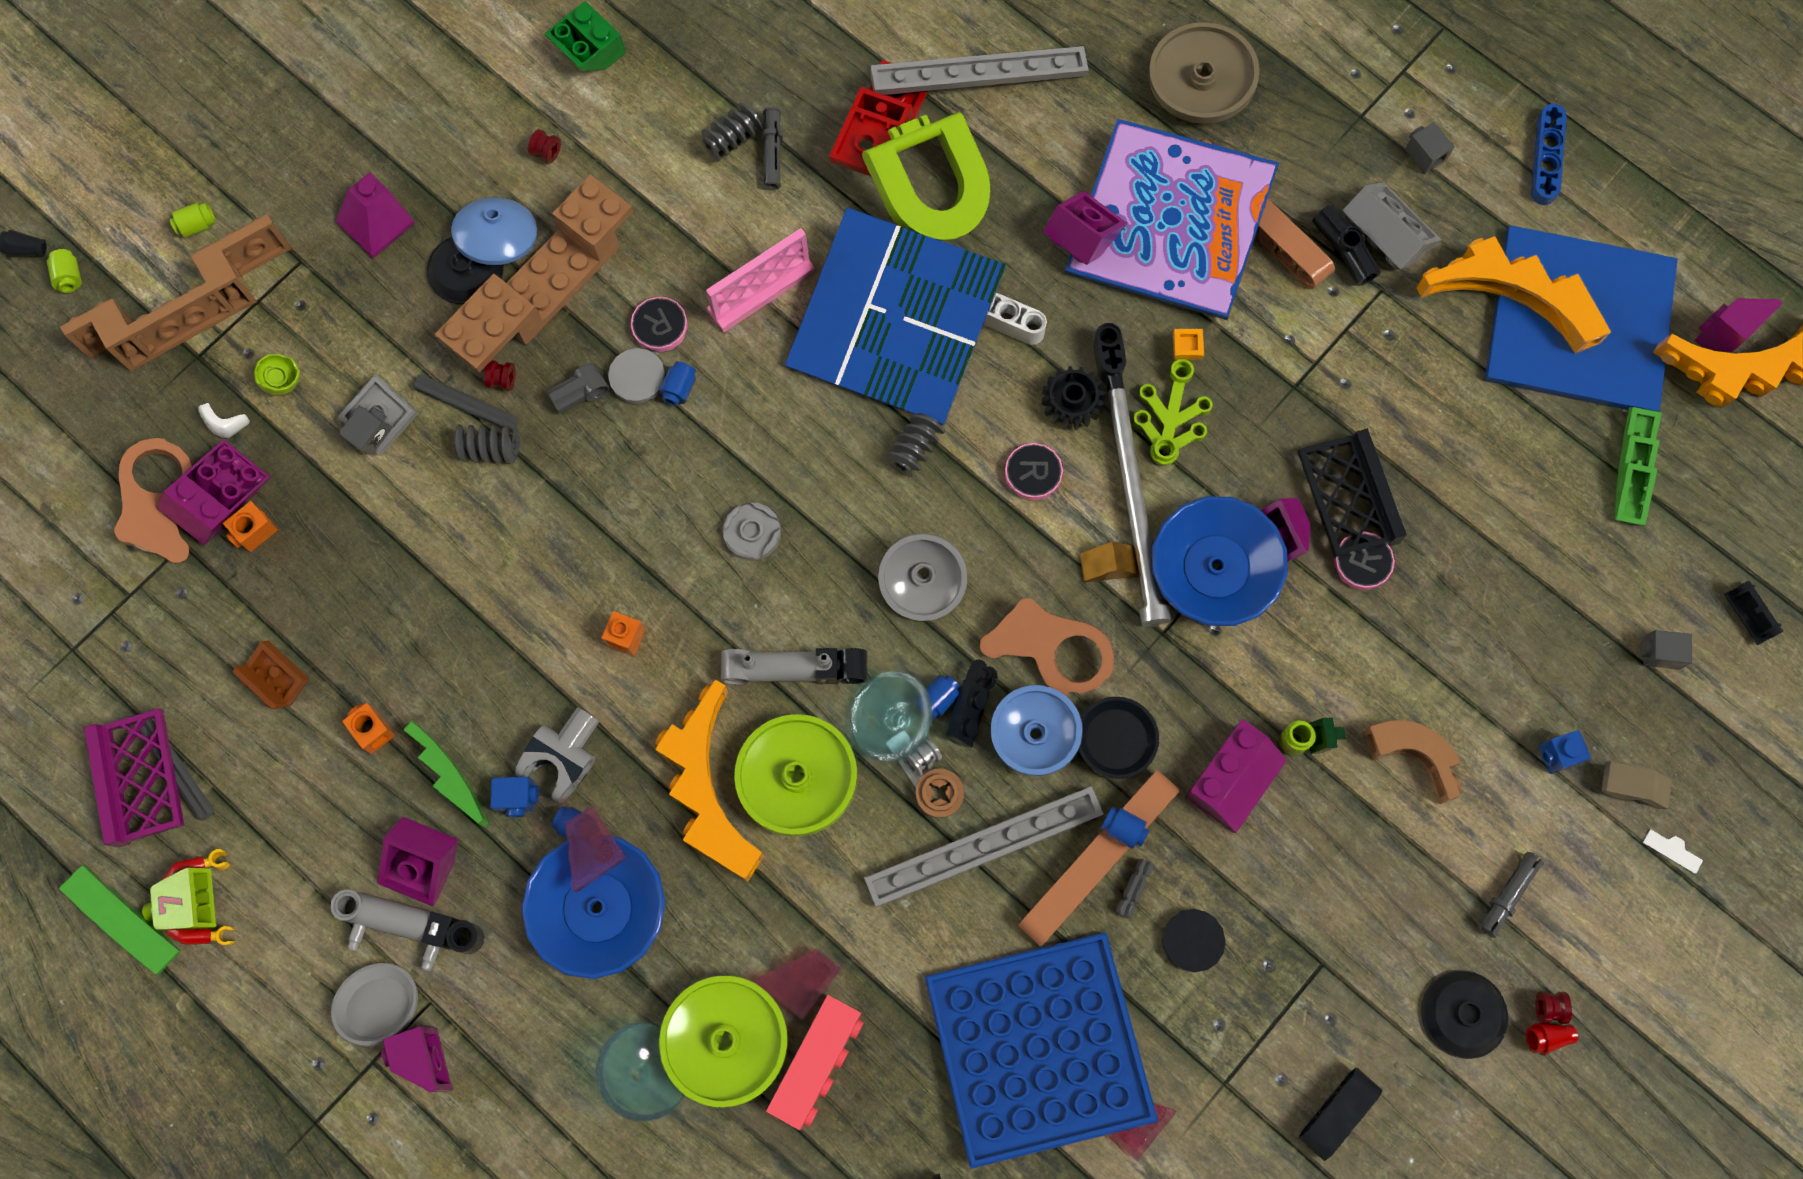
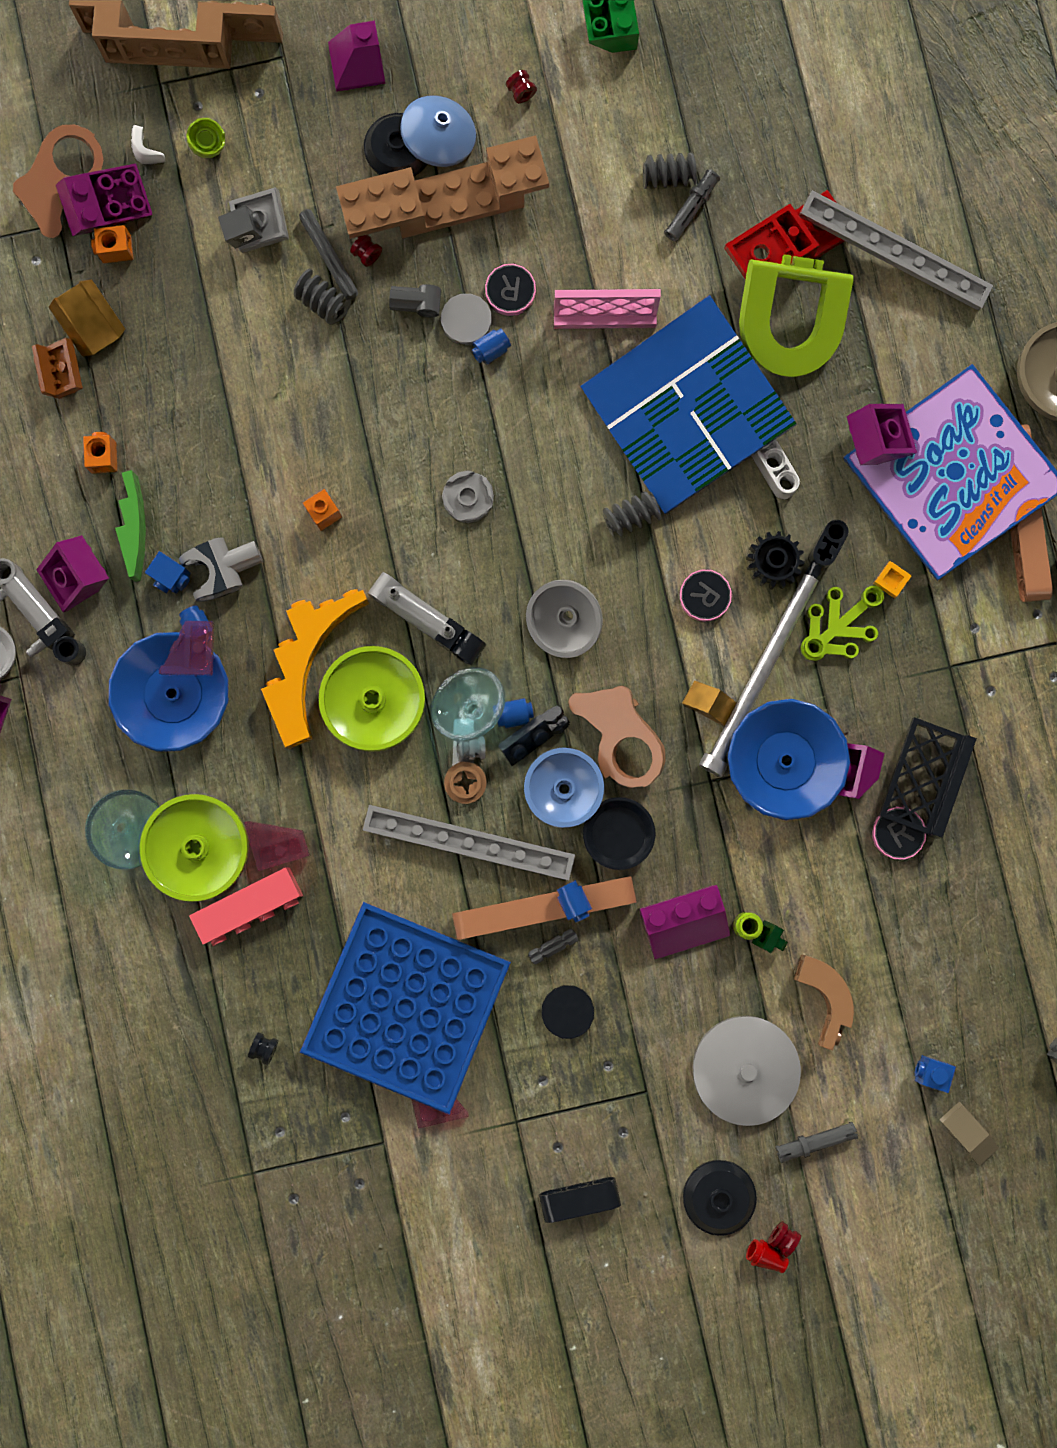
camera: 35 degrees right, 10 degrees up
(269, 611) = (87, 318): none -> pearl gold slope
(1397, 875) = (746, 1070): none -> light grey dish
(1673, 849) = (960, 1196): white sticker -> none

